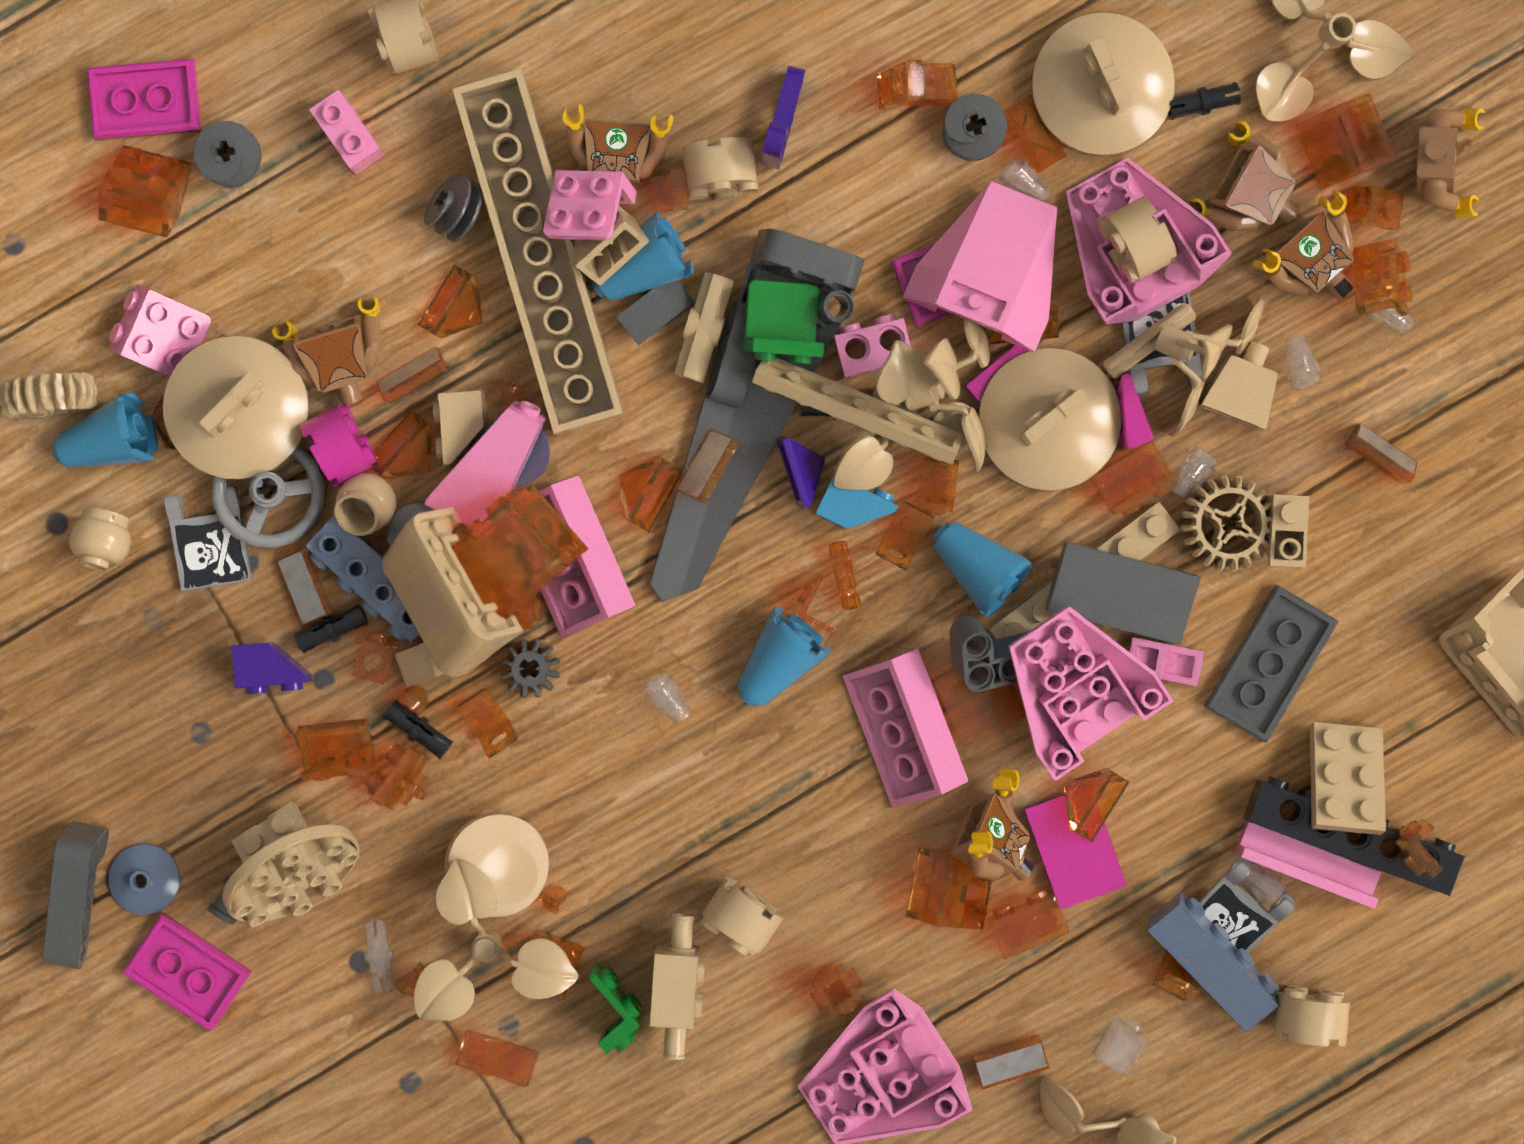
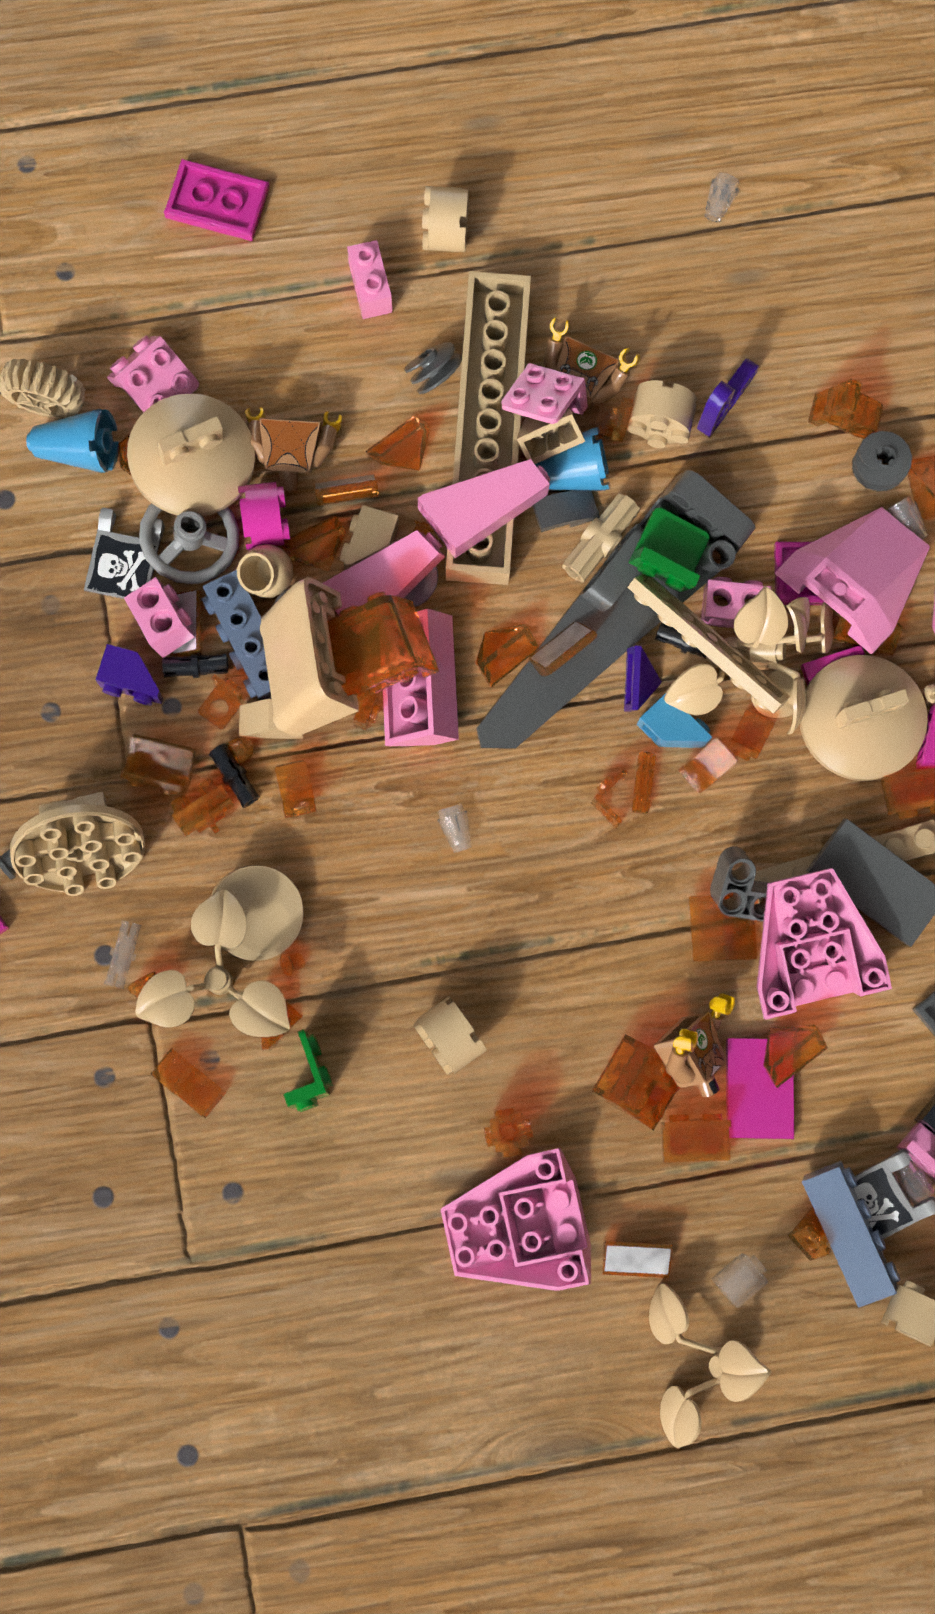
camera: 15 degrees right, 10 degrees down
(100, 539) = (35, 518): tan piece -> none
(143, 191) = (186, 265): clear orange slope -> none
(213, 142) = (253, 257): dark grey piece -> none
(270, 602) = (156, 619): none -> bright pink brick
(529, 656) = (343, 768): dark grey gear -> none
(565, 354) = (481, 505): none -> bright pink slope
(674, 986) = (369, 1074): tan brick -> none
(780, 657) = (563, 828): dark azure cone -> none
(905, 728) = (649, 929): bright pink slope -> none
(980, 565) = (764, 815): dark azure cone -> none
(1169, 661) = (902, 963): bright pink slope -> none

